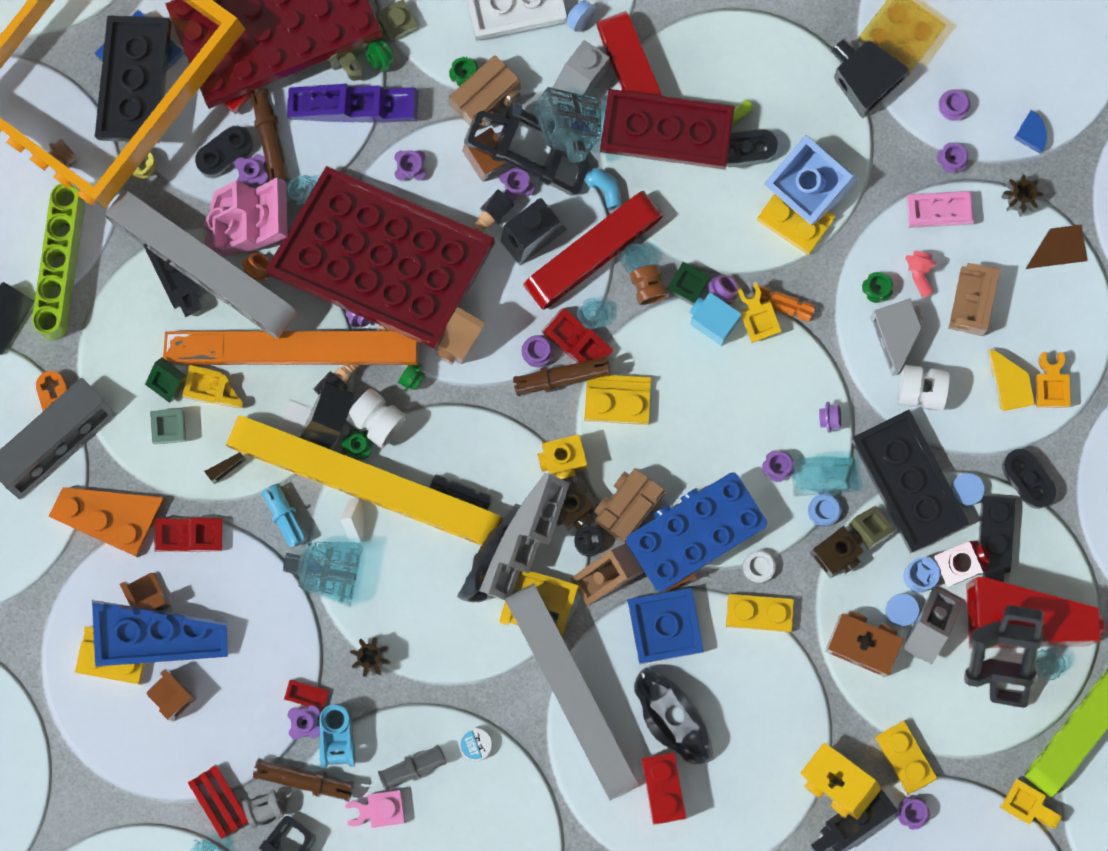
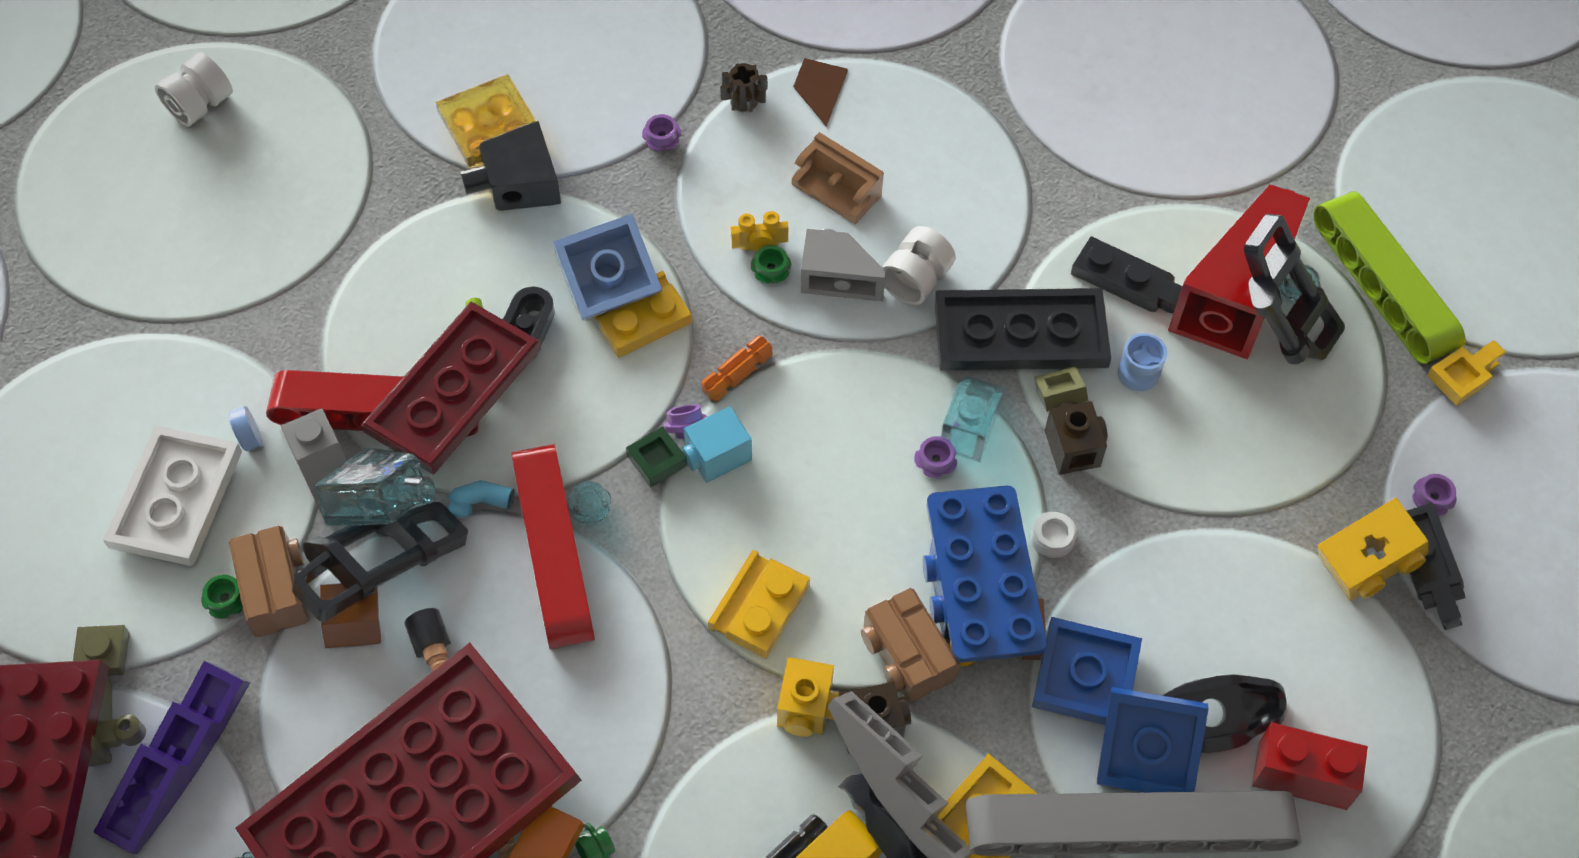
camera: 70 degrees left, 20 degrees down
(379, 55) = (131, 689): green plate -> none
(409, 156) = (297, 708): medium lavender plate -> none
(459, 336) = (580, 741): medium nougat slope -> none
(516, 174) = (406, 586): medium lavender plate -> none
(532, 230) = (483, 593): black torso -> none
(537, 351) = (645, 670): medium lavender plate -> none
(548, 379) = (691, 669): reddish brown pin -> none
(574, 338) = (661, 617): red slope -> none
(583, 550) = (942, 728): black bush -> none
(589, 321) = (634, 593): clear light blue plate -> none
(607, 574) = (988, 709): medium nougat slope -> none
(629, 683) = (1151, 742): none -> blue plate
(649, 284) = (632, 499): dark orange wheel -> none
(758, 317) = (745, 394): yellow plate -> none
(759, 613) = (1113, 559): yellow plate -> none
(824, 510) = (1014, 434): light blue tile -> none
(830, 417) = (903, 376): medium lavender plate -> none
(877, 658) = (1204, 456): dark orange brick -> none
(894, 266) = (755, 236): none -> yellow piece
(902, 610) = (1174, 404): light blue tile -> none
(905, 757) = (1360, 476): yellow plate -> none
(919, 265) = (774, 203): coral plate -> none
(932, 625) = (1212, 376): light grey slope -> none
(939, 209) = (714, 169): bright pink plate -> none
(949, 562) = (1161, 296): brick -> none
(954, 105) = (602, 108): medium lavender plate -> none
(968, 489) = (1057, 275): light blue tile -> none
(1011, 382) = (951, 183): yellow slope -> none
(1031, 477) = (1071, 214): black plate -> none
(1032, 132) = (677, 54): blue tile -> none
(1052, 388) = (974, 151): light orange plate -> none

